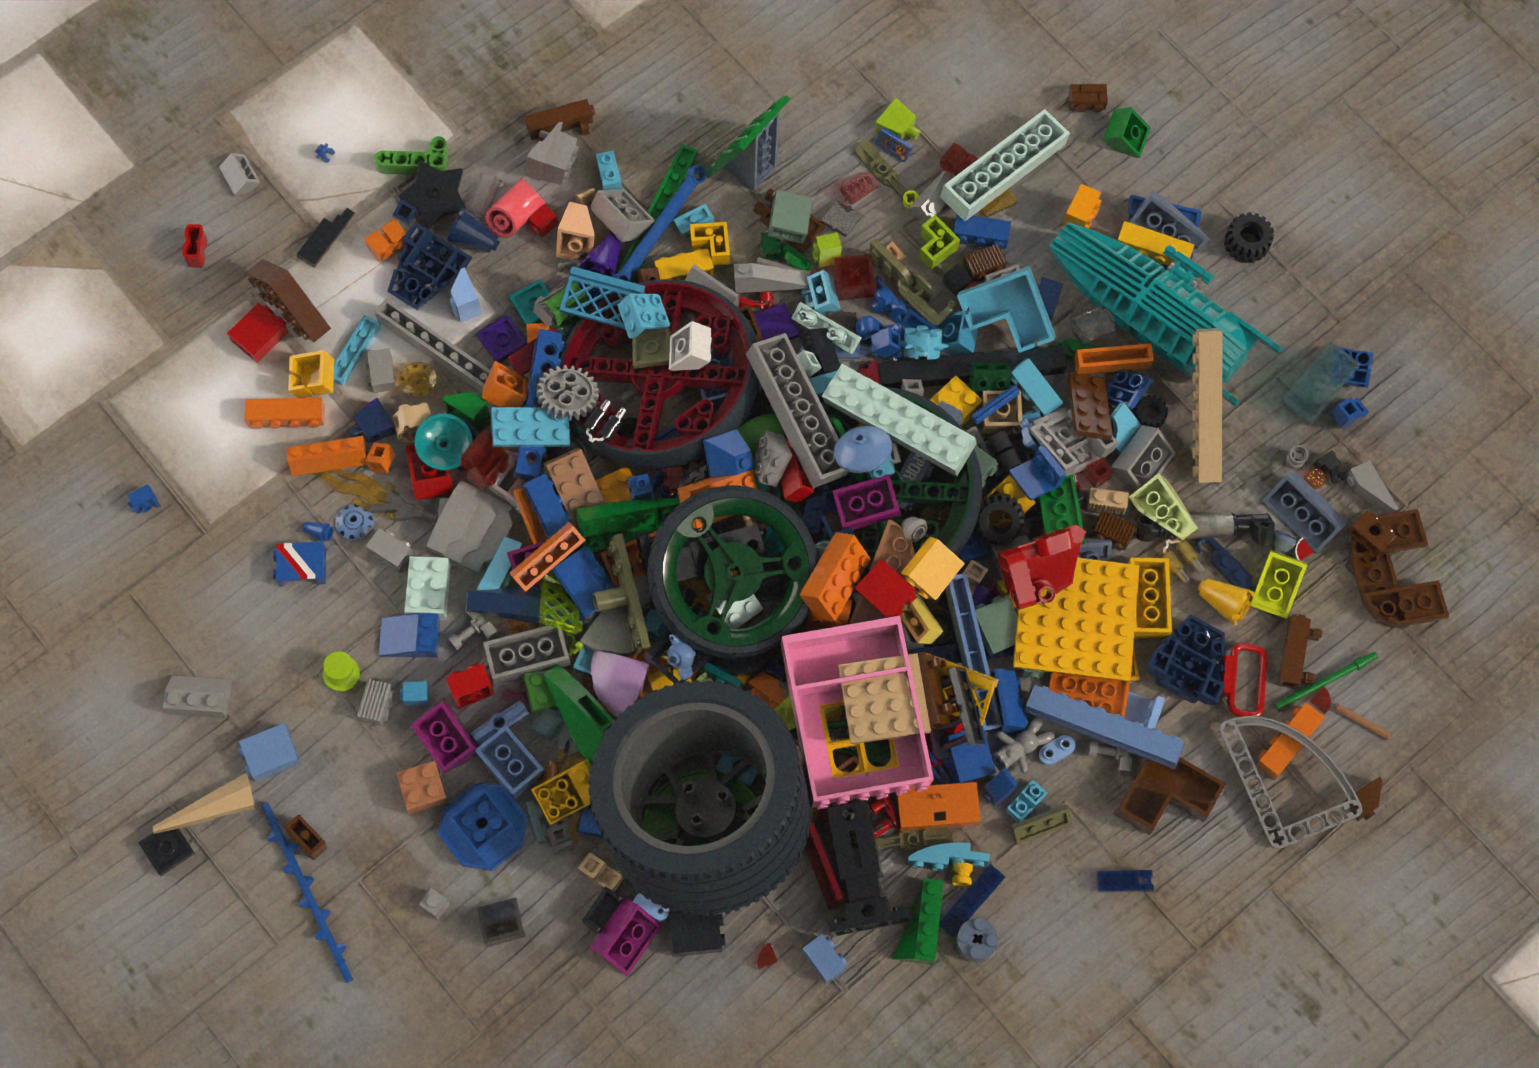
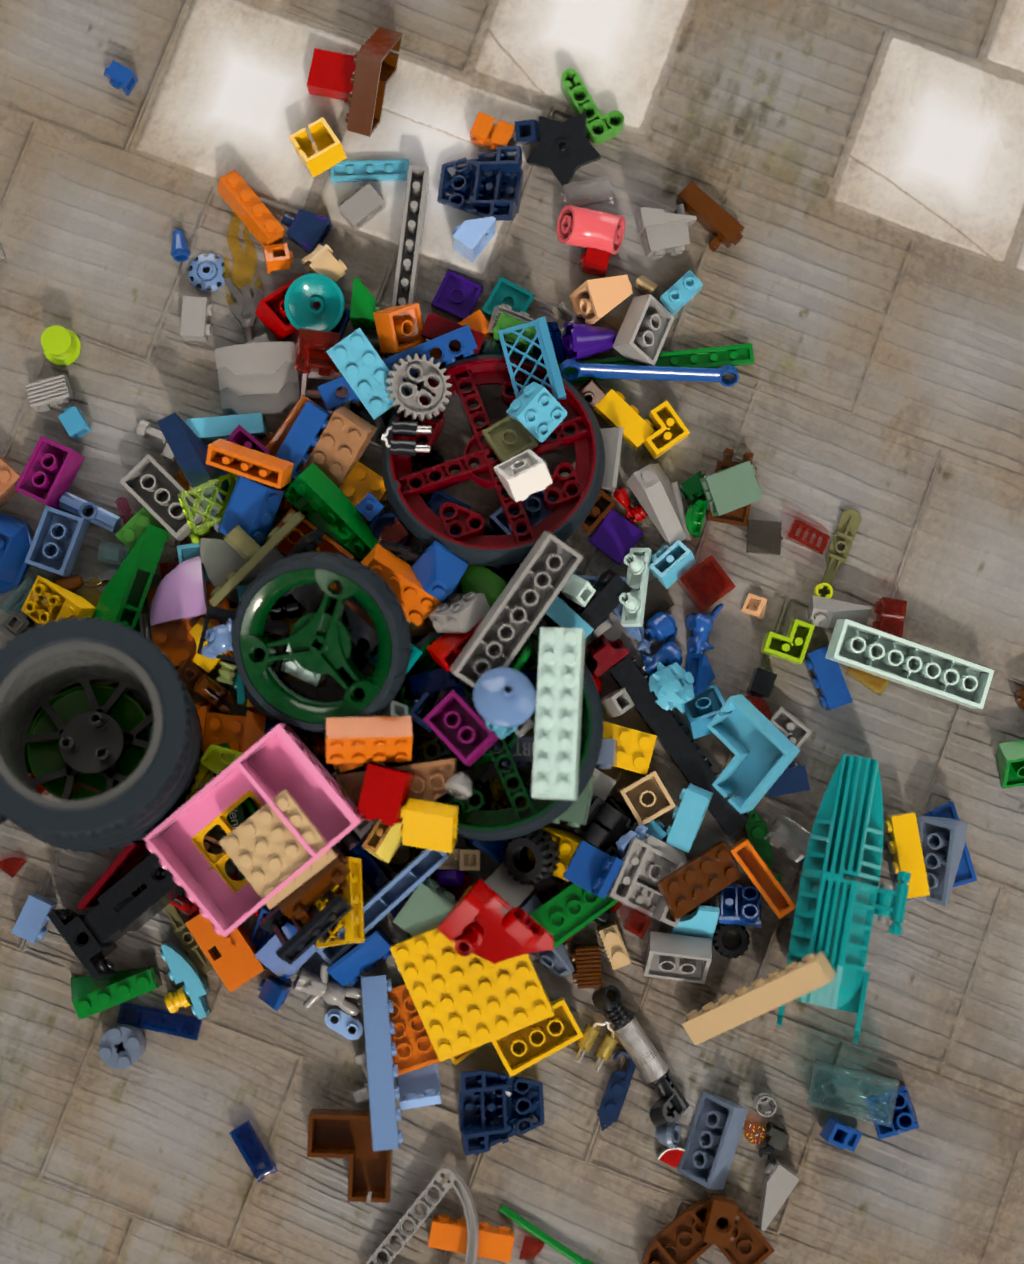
camera: 60 degrees right, 15 degrees up
(284, 412) = (272, 147): orange brick -> none
(300, 562) = (138, 249): panel -> none
(322, 150) = (548, 18): blue plate -> none
(323, 238) = (463, 76): black piece -> none
(410, 636) = (127, 386): slope -> none
(415, 372) = (369, 236): clear yellow dish -> none
(428, 586) = (177, 374): light aqua brick -> none
(470, 685) = (102, 463): red brick -> none
(472, 233) = (543, 205): dark blue cone -> none
(696, 216) = (679, 400): medium azure plate -> none
(755, 150) = (777, 413): sand blue piece -> none
(826, 249) = (718, 543): lime brick -> none
(886, 342) = (651, 652): blue brick -> none
(893, 144) = (871, 544): tile -> none
(897, 272) = (729, 634): olive plate -> none
(898, 120) = (898, 534): lime torso -> none
(984, 262) = (796, 699): reddish brown brick -> none
(989, 377) = (673, 769): dark green brick -> none
(995, 404) = (646, 790): blue axle -> none
(1026, 801) = (279, 1021): medium azure slope -> none
(1041, 824) = (263, 1047): olive plate -> none
(1083, 207) = (902, 764): light orange brick -> none
(1162, 504) = (634, 1006): yellowish green wedge -> none
(1227, 599) = (577, 1108): yellow cone -> none
(1230, 674) = (501, 1151): red bar -> none
(1253, 225) = (990, 946): black tyre -> none
(1278, 584) = (624, 1151): neon yellow slope -> none
(1294, 651) = (563, 1199): reddish brown brick -> none

